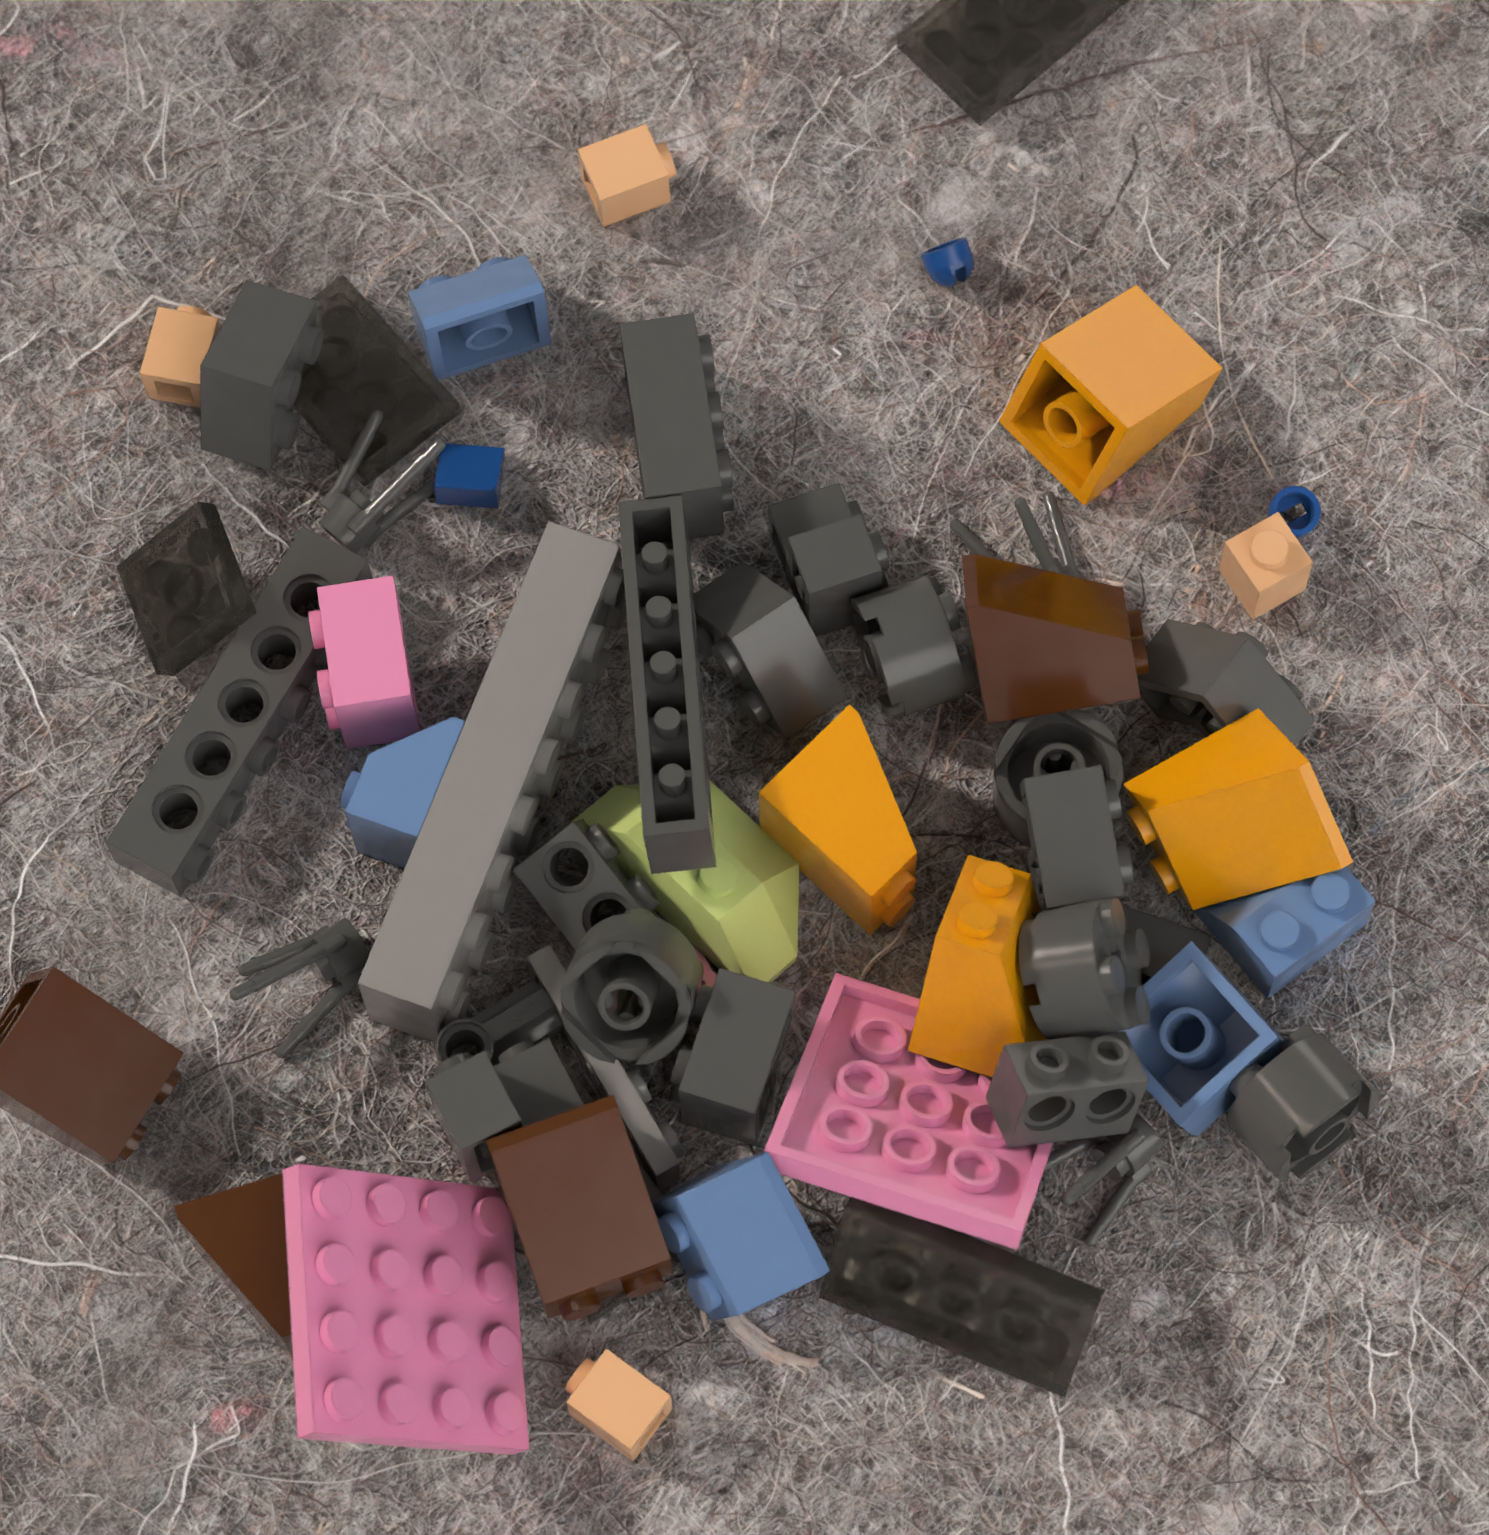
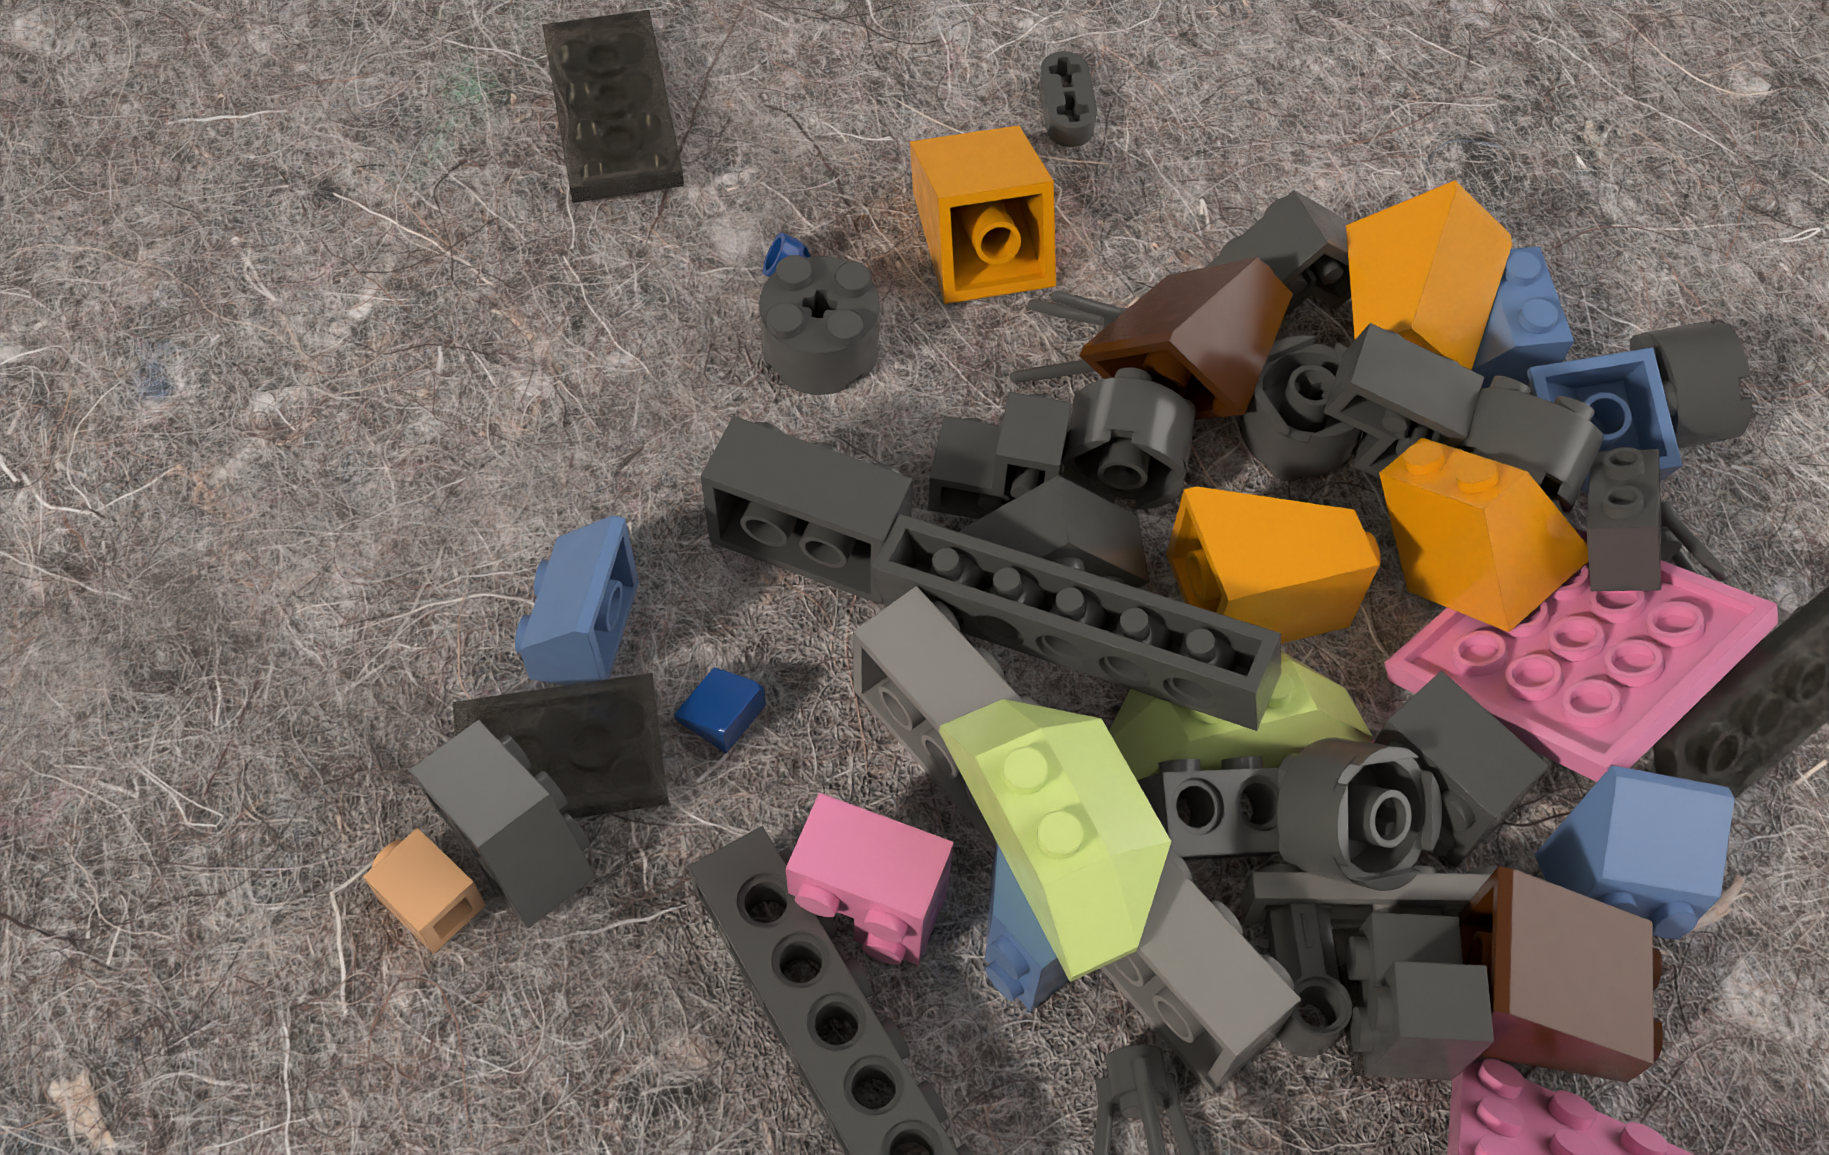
camera: 65 degrees left, 10 degrees down
(186, 589) = (674, 1015): clear smoke plate -> none
(358, 520) = (703, 818): dark grey plant -> none
(462, 757) = (1066, 824): none -> yellowish green wedge
(617, 1403) = (1739, 1064): light nougat brick -> none
(626, 174) = (534, 435): light nougat brick -> none
(855, 319) = (820, 323): none -> dark grey brick
(1265, 565) = (1196, 188): light nougat brick -> none
(1291, 497) = (1167, 159): blue hinge -> none
(1311, 385) = (1057, 99): none -> dark grey beam

